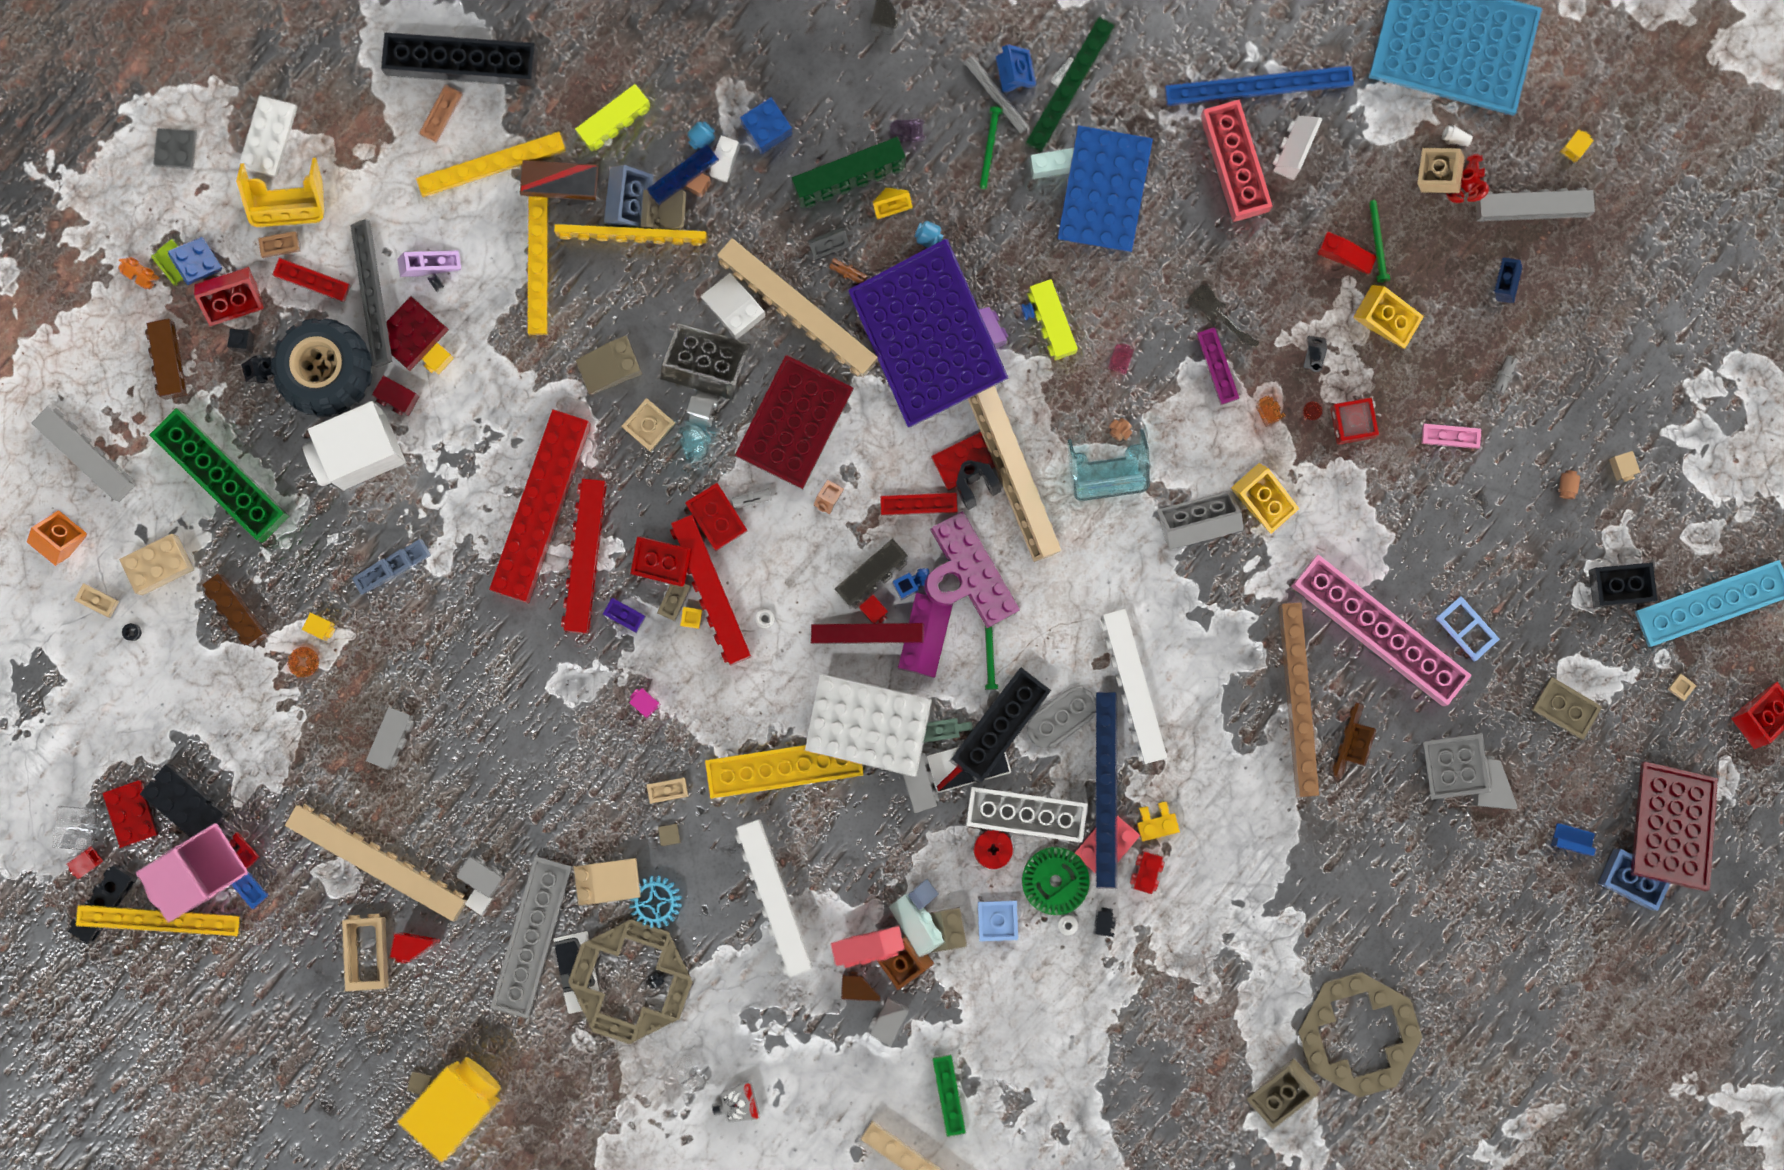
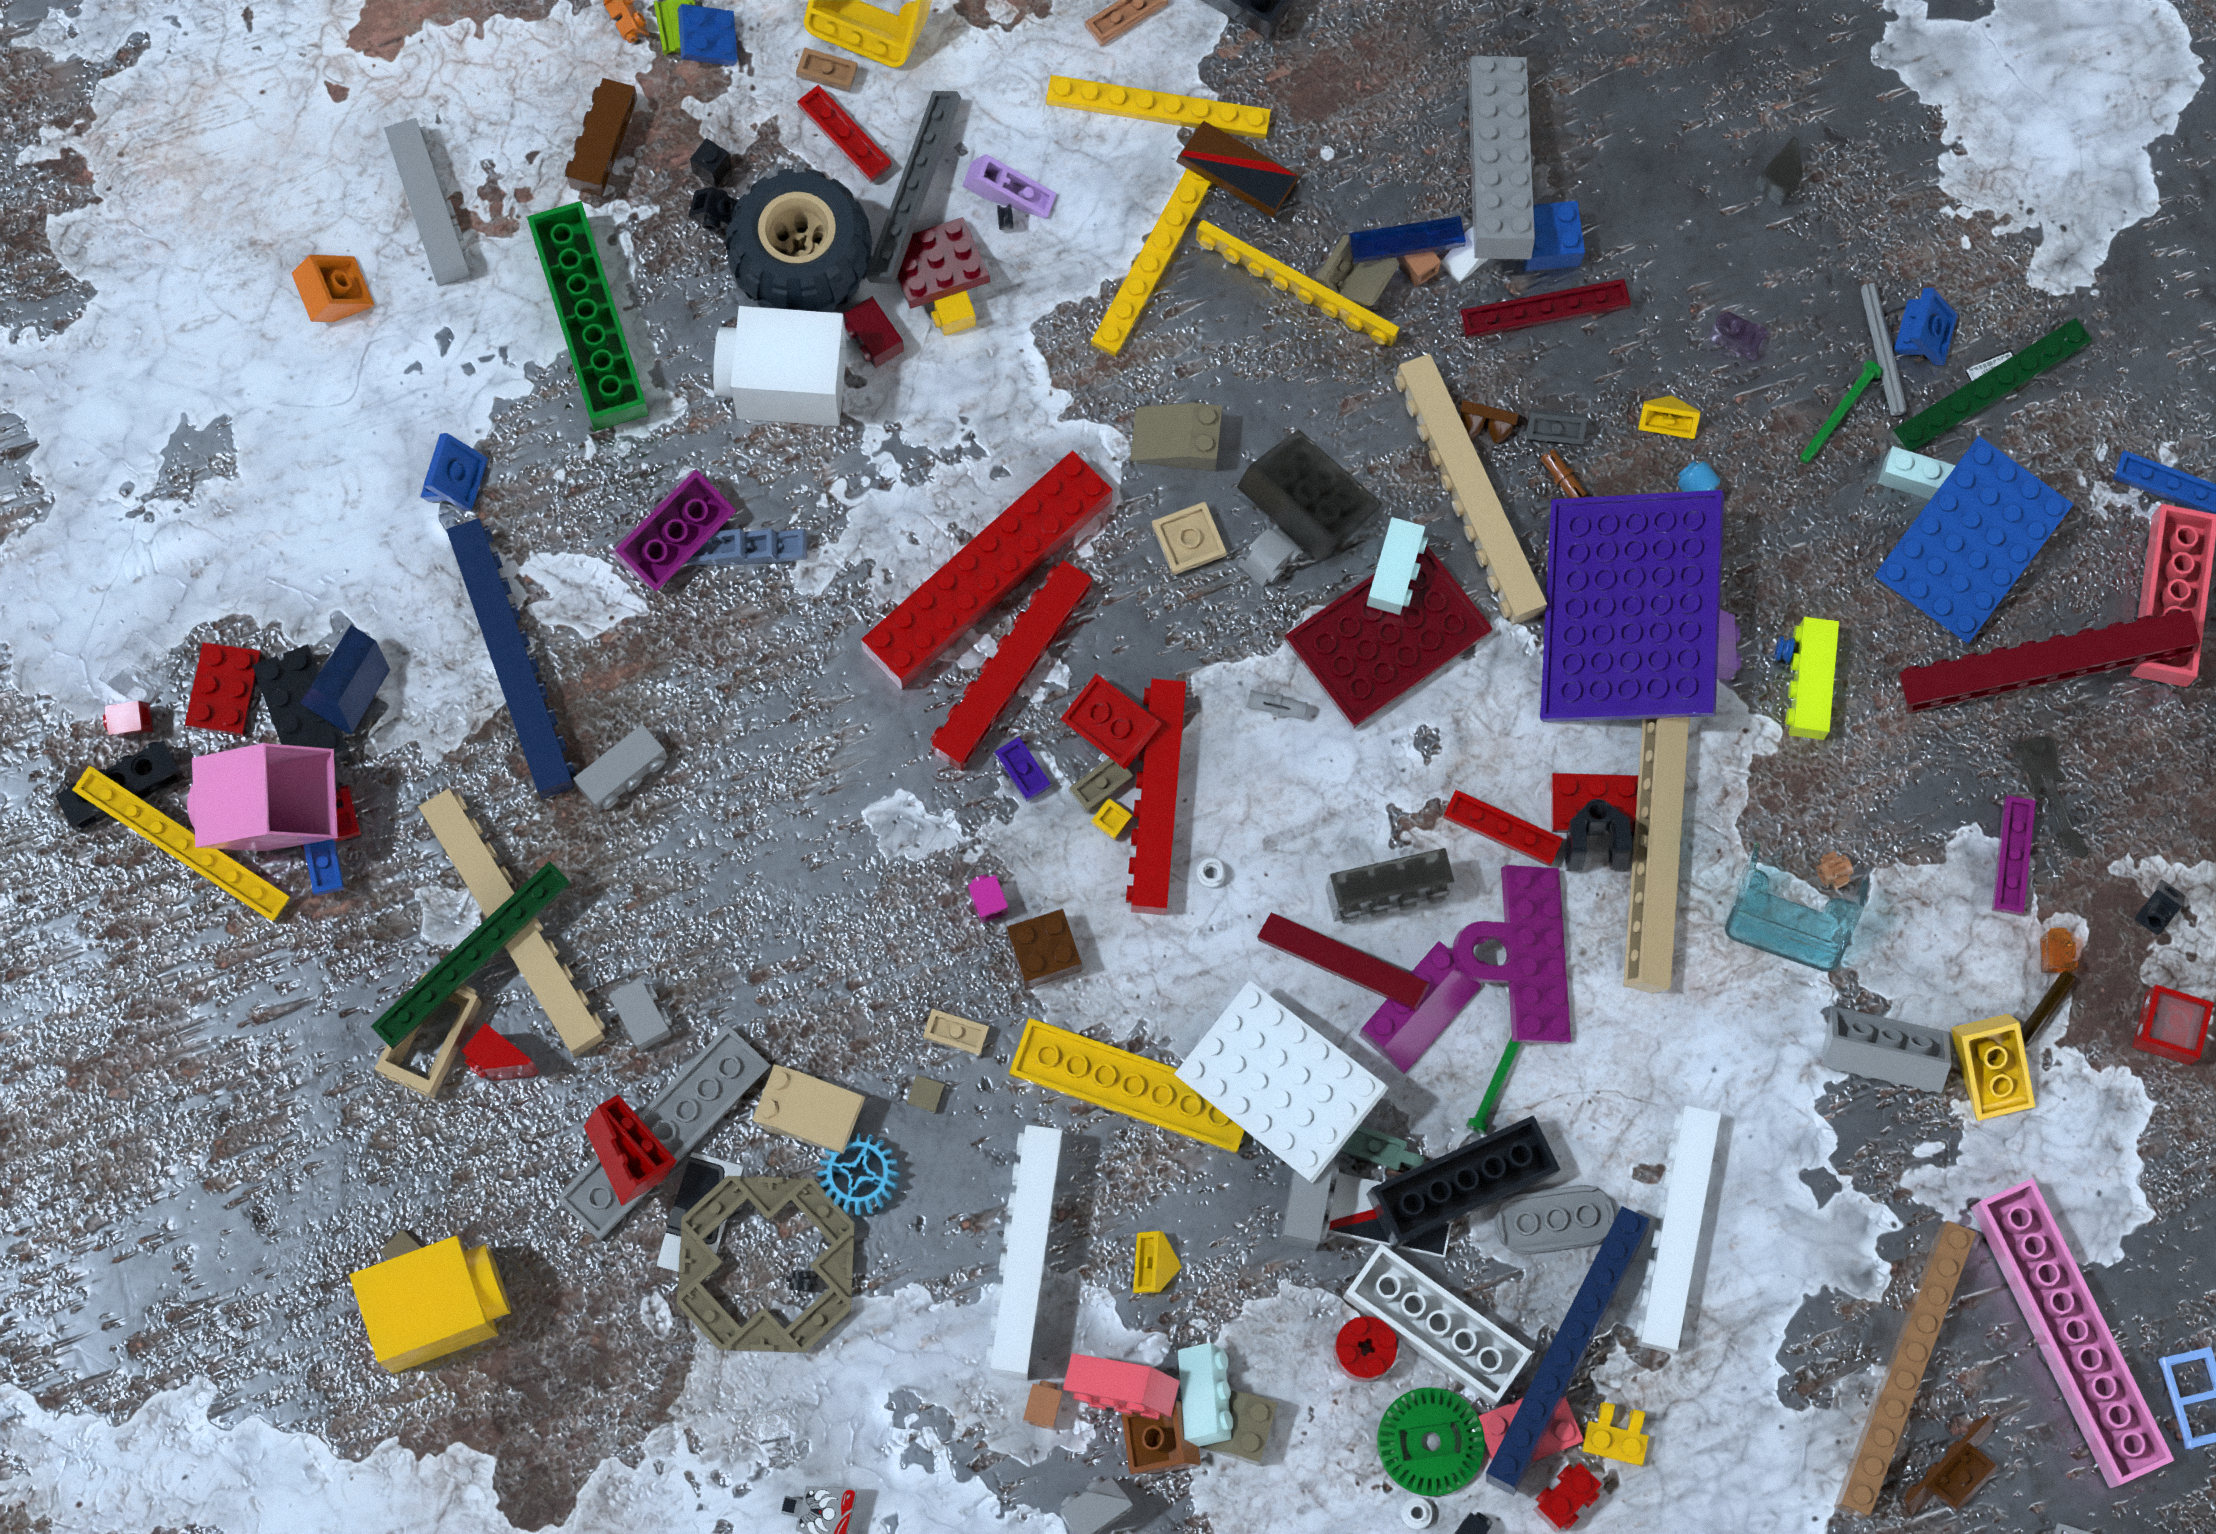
camera: 25 degrees right, 10 degrees down
(96, 600) = (338, 393): tan plate -> none
(125, 631) = (367, 460): black bush -> none
(156, 564) = (441, 387): tan brick -> none
(193, 614) = (454, 473): none -> blue bracket
(201, 773) = (347, 680): none -> dark blue slope
(228, 296) = (725, 101): red slope -> none
(235, 610) = (510, 496): reddish brown brick -> none
(288, 706) = (510, 658): none -> dark blue brick
(312, 662) = (572, 616): clear orange gear -> none
(319, 627) = (607, 574): yellow brick -> none
(343, 580) = (673, 530): none -> magenta slope
(364, 897) = (470, 955): none -> dark green plate
(478, 902) = (618, 1047): white tile -> none
(516, 961) = (627, 1149): none -> red wedge
(613, 117) = (1351, 127): neon yellow brick -> none
(626, 196) = (1315, 231): sand blue slope -> none
(692, 715) = (1044, 949): none -> reddish brown brick
(694, 442) = (1239, 590): clear light blue cylinder -> none
(701, 135) = (1455, 203): dark azure head -> none
(712, 93) = (1500, 158): none -> light grey brick
(716, 516) = (1216, 704): red plate -> none
(733, 306) = (1385, 444): white slope -> none
(777, 260) = (1499, 424): none -> reddish brown tile
(779, 380) = (1397, 566): none -> light aqua brick
(783, 172) = (1544, 308): none -> dark red tile
(828, 497) = (1382, 755): nougat bracket -> none
(829, 977) = (1043, 1405): none -> nougat brick
(849, 172) = (1632, 348): dark green brick -> none
(849, 863) = (1153, 1262): none -> yellow slope
(857, 988) = (1074, 1442): reddish brown slope -> none
(874, 610) = (1367, 935): red brick -> none
(908, 585) = (1431, 926): blue brick -> none
(923, 894) = (1235, 1358): sand blue tile -> none
(997, 920) = (1320, 1453): light blue plate -> none
(1121, 358) = (1882, 776): clear pink bracket -> none
(1183, 241) = (2048, 661): none -> dark red brick
(1278, 447) = (2047, 1007): none -> dark brown axle
(1312, 411) = (2118, 983): clear red plate -> none

